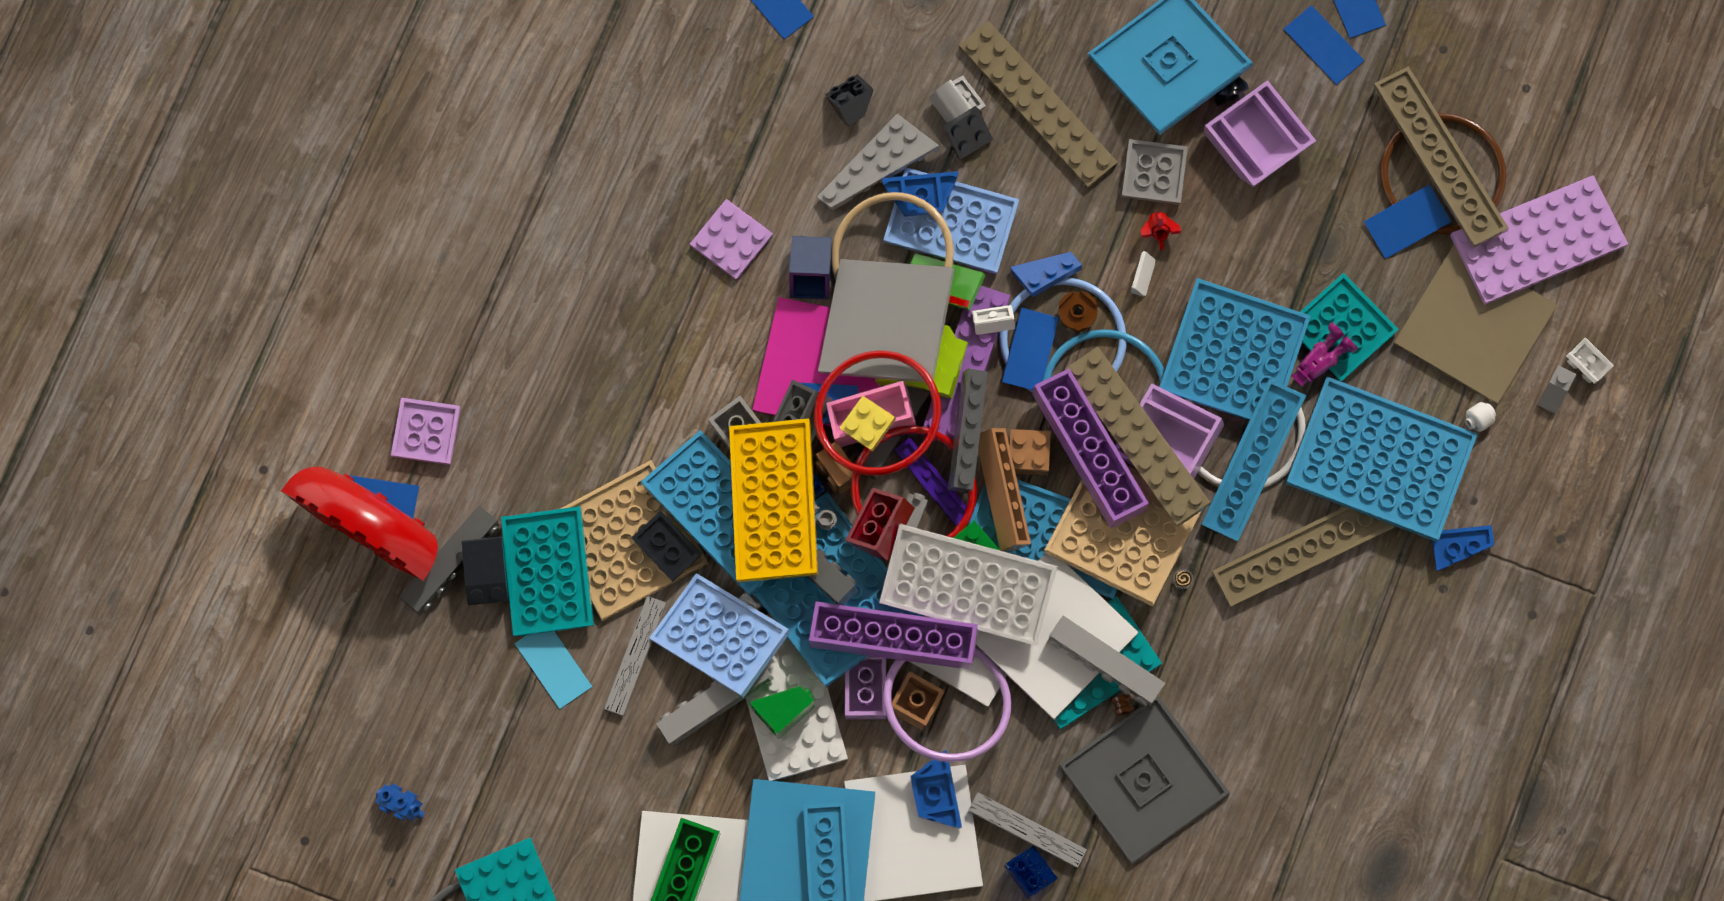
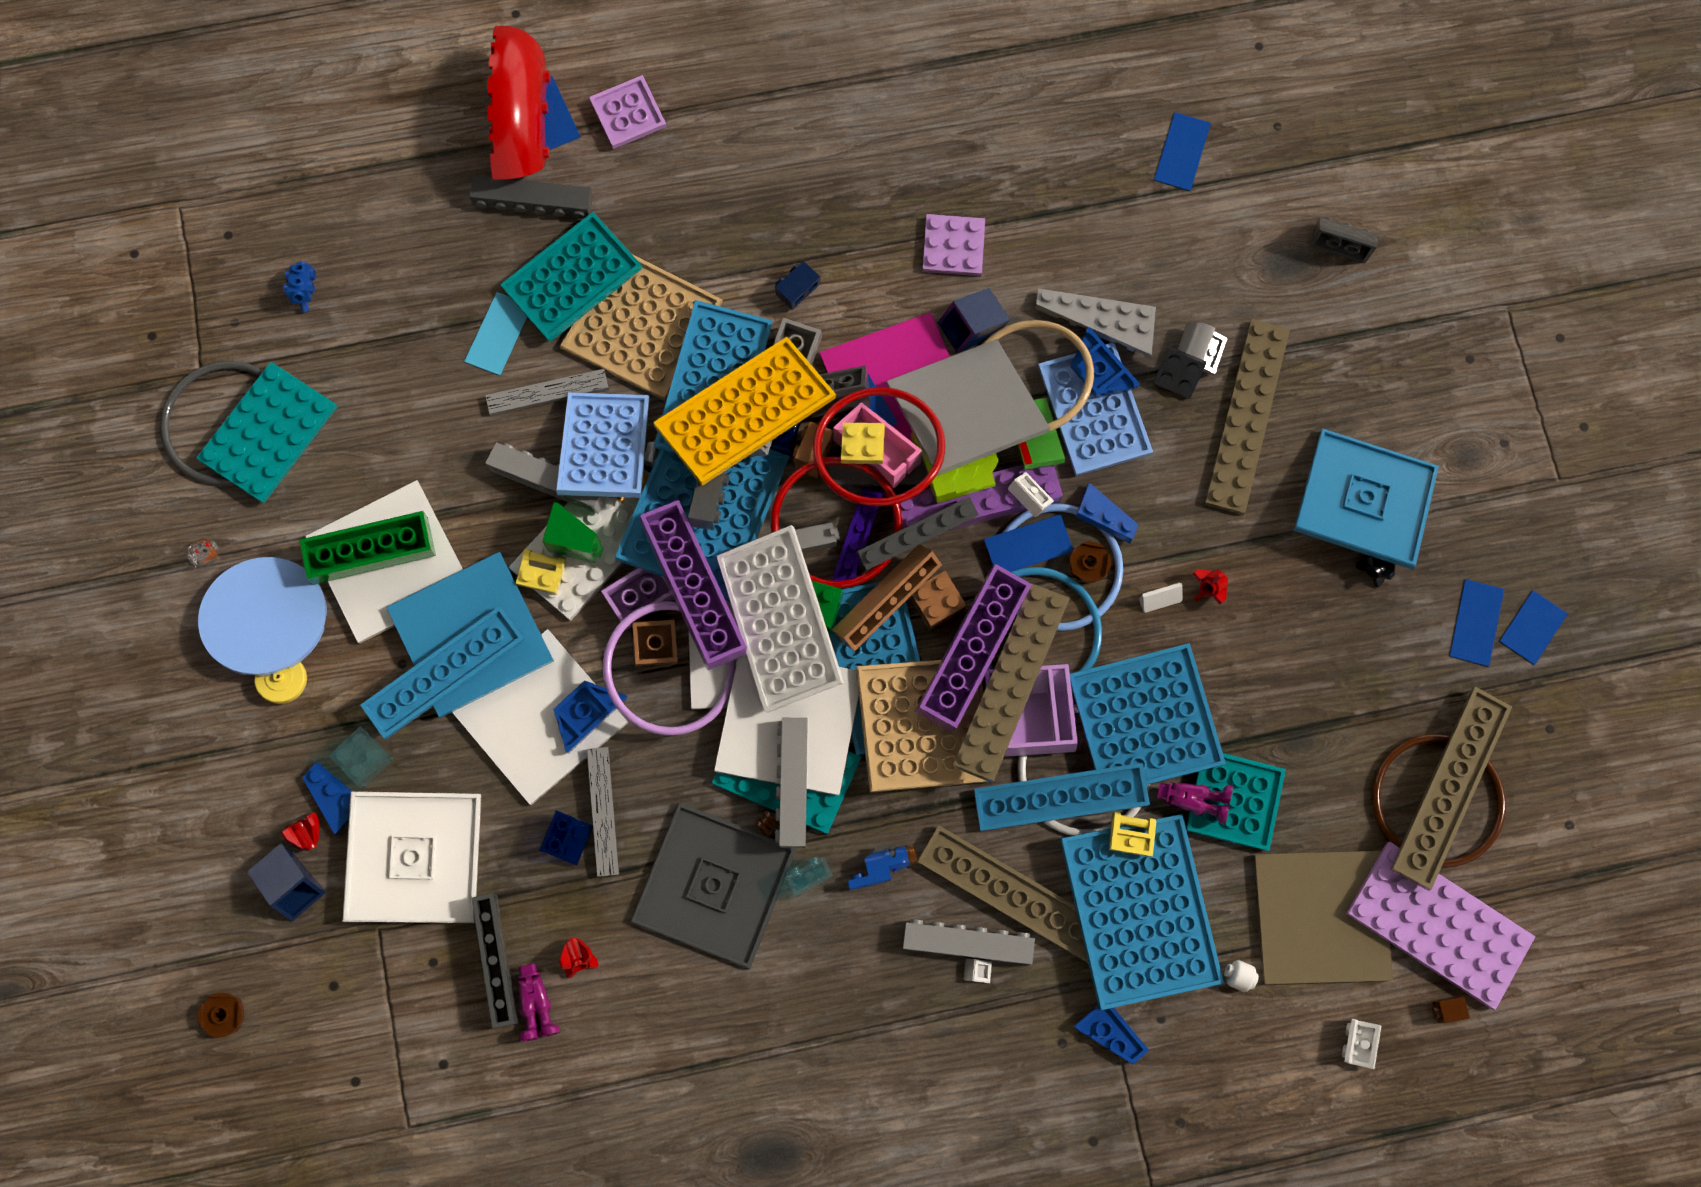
camera: 50 degrees right, 0 degrees up
(485, 571) = (536, 226): black slope -> none
(666, 546) = (654, 356): black plate -> none
(682, 389) = (797, 285): none -> dark blue brick
(797, 760) = (540, 578): none -> light yellow plate
(826, 519) = (762, 469): light grey plate -> none
(850, 99) = (1140, 261): black slope -> none
(879, 523) = (783, 507): dark red slope -> none
(1154, 172) = (1258, 549): light grey plate -> none
(1182, 579) = (915, 804): tile -> none
(1188, 698) = (808, 877): none -> clear light blue brick
(1213, 634) = (881, 863): none -> blue plate
(1258, 134) = (1356, 615): lavender slope -> none
(1320, 609) = (968, 943): none -> light grey brick
(1324, 428) = (1132, 841): none -> light yellow plate
(1345, 616) = (977, 970): none -> white slope
(1407, 221) = (1372, 796): blue sticker -> none
(1556, 389) = (1314, 1030): light grey slope -> none
(1606, 277) = (1450, 1010): none -> reddish brown brick

